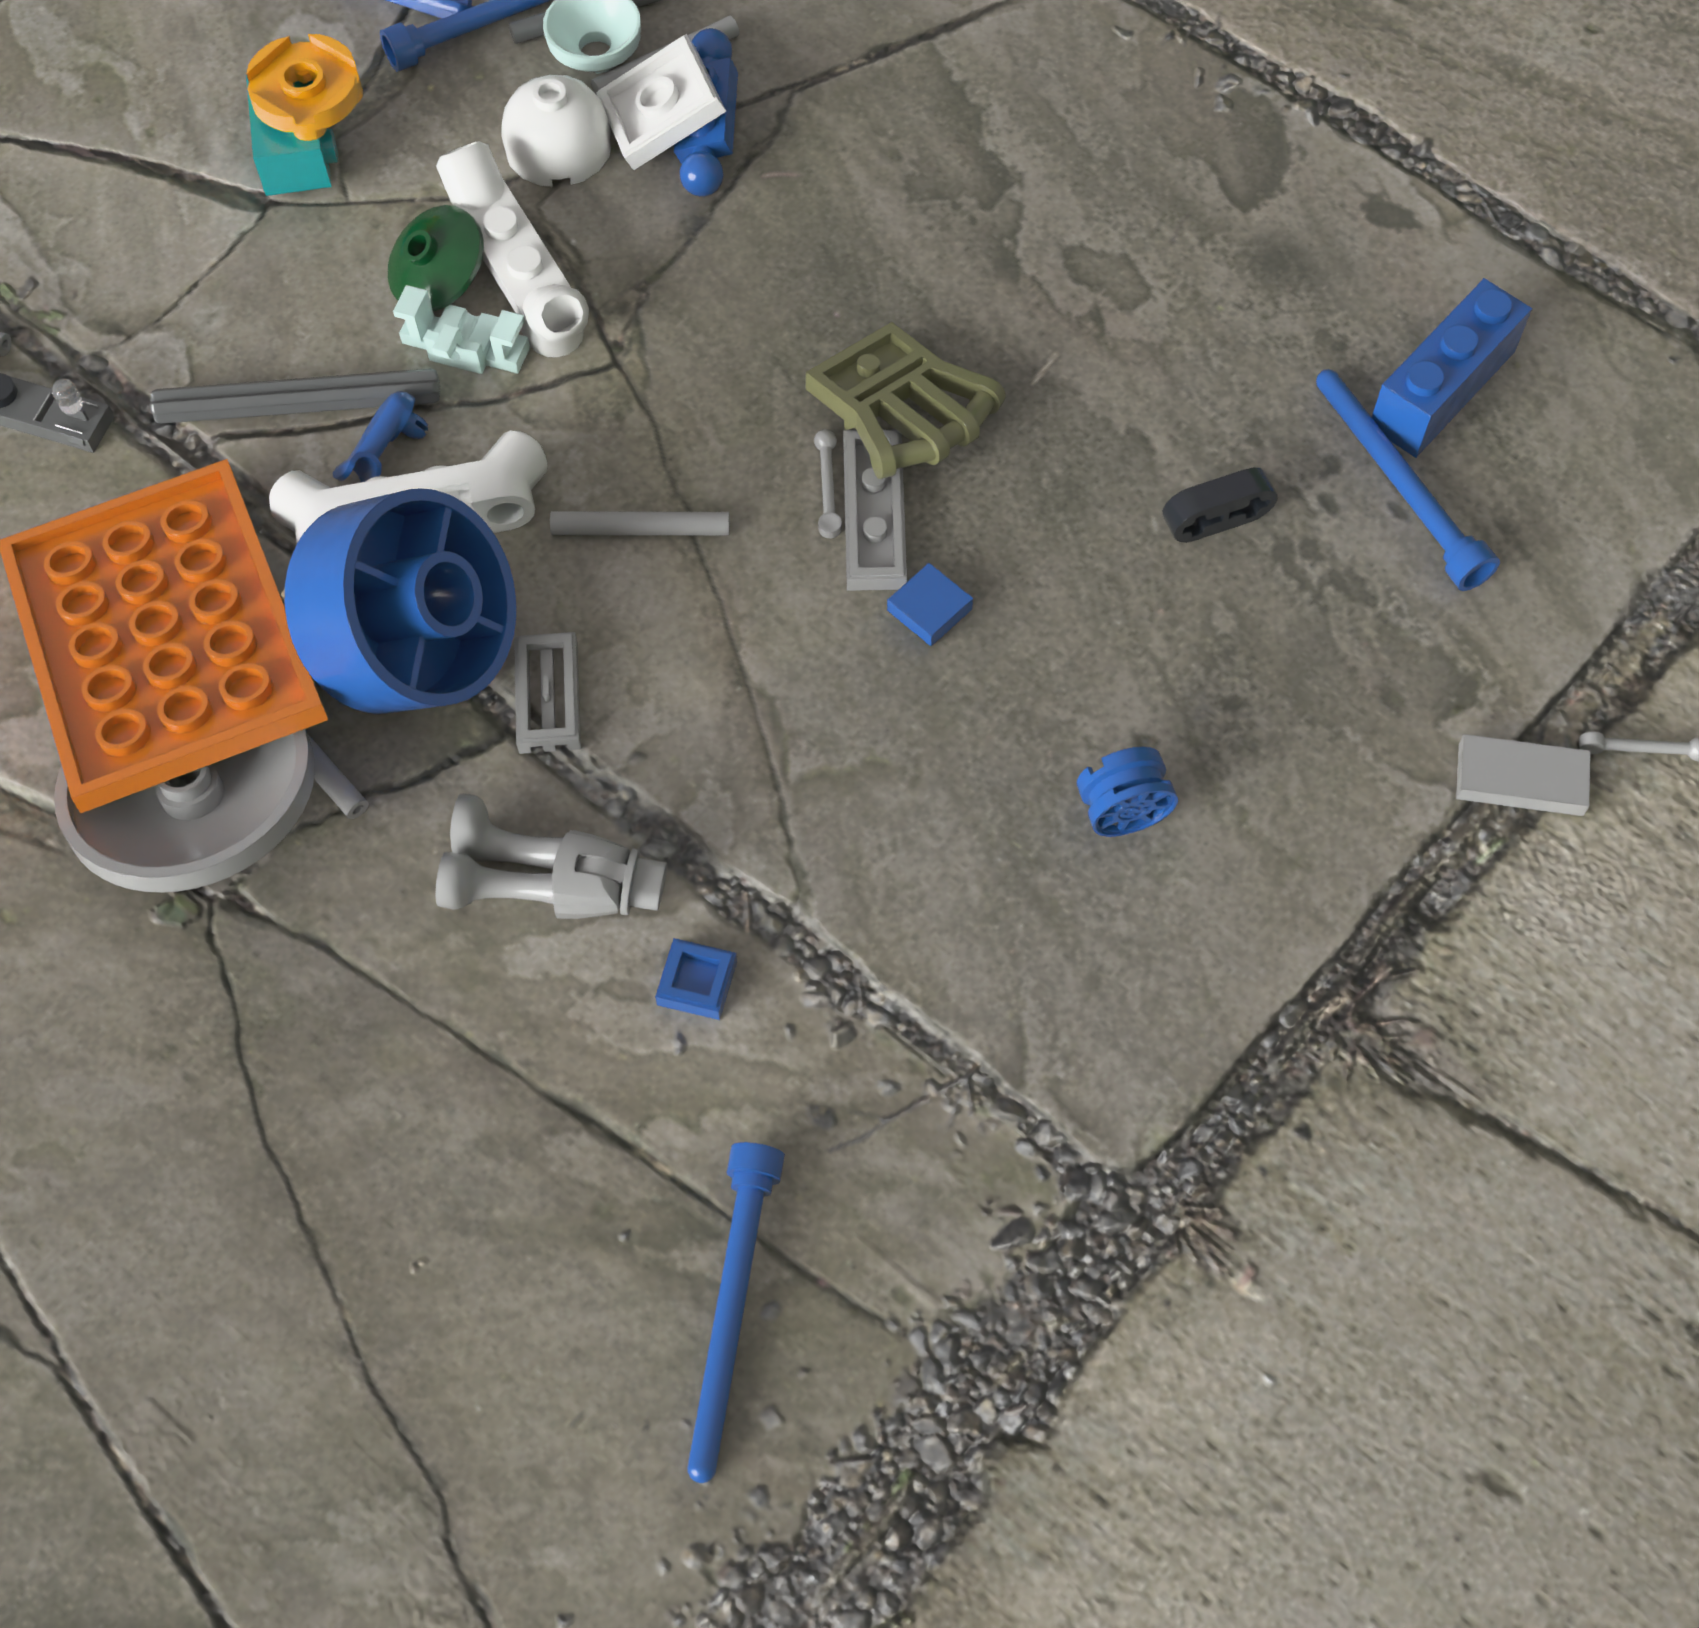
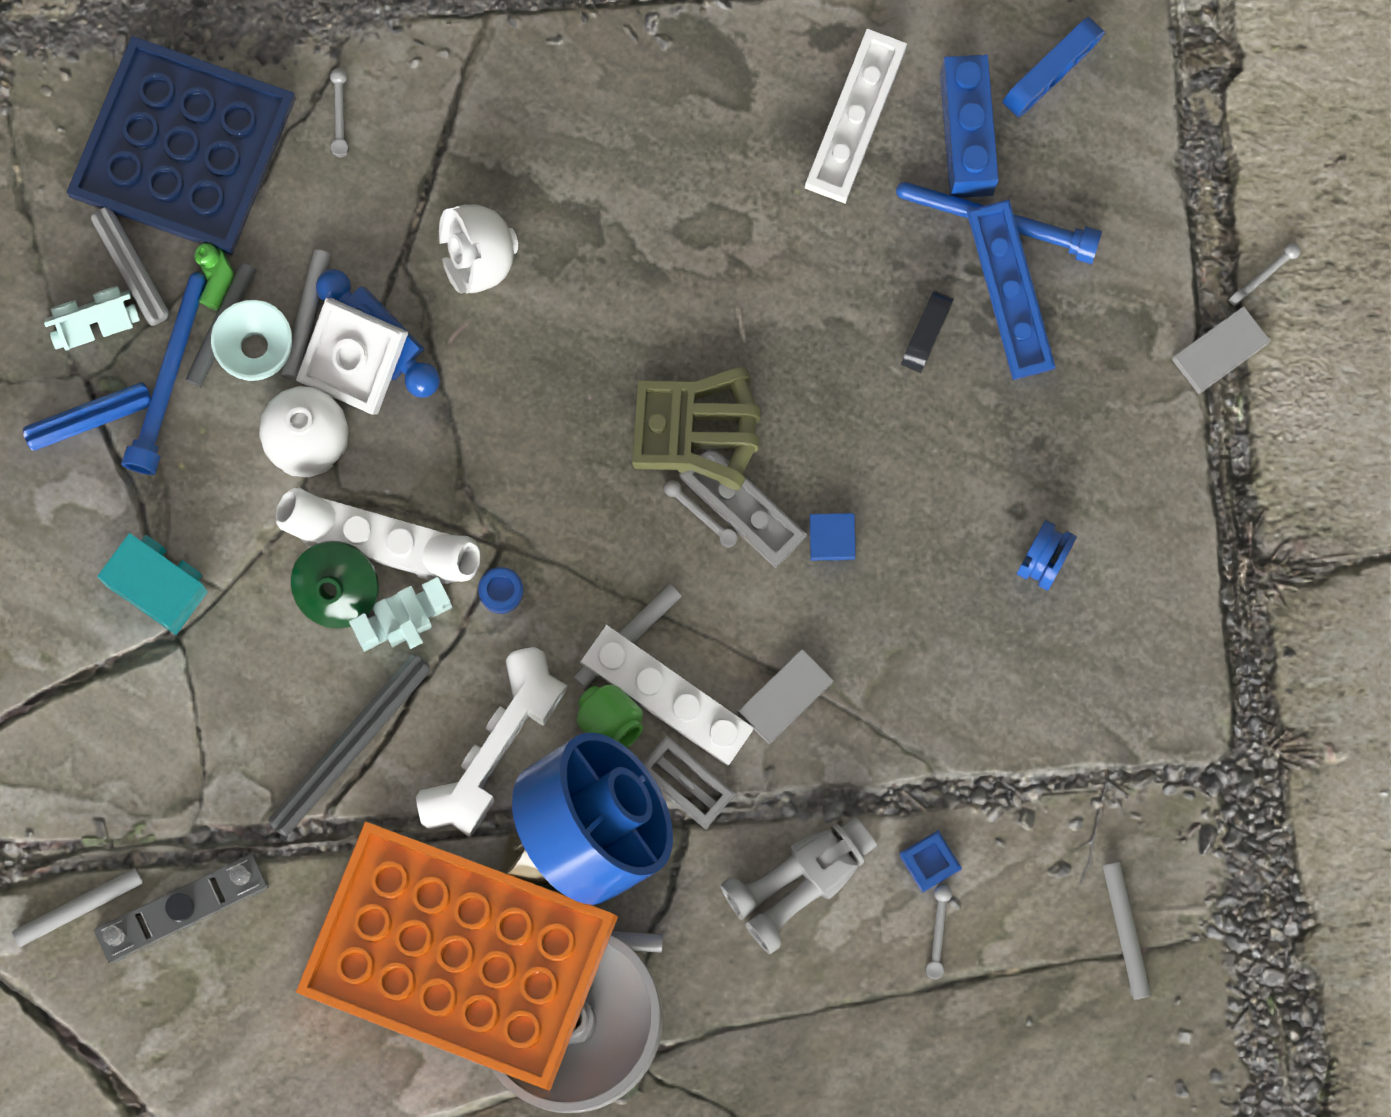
camera: 50 degrees left, 15 degrees up
(310, 108) = (131, 538): light orange plate -> none
(391, 418) = (426, 713): blue piece -> none
(542, 564) = (610, 713): none -> bright green head
(573, 391) = (500, 590): none -> blue tile
(585, 1086) = (935, 969): none -> light grey hinge
(614, 598) = (667, 695): none -> white plate
(726, 701) = (785, 696): none -> light grey tile
(753, 1174) = (1065, 934): blue piece -> none
(822, 1242) = (1127, 931): none -> light grey bar
(868, 107) = (478, 247): none -> white cylinder
(1343, 281) = (856, 116): none -> white plate
(1345, 539) = (1011, 290): none -> blue tile
(1560, 389) = (1053, 67): none -> blue beam

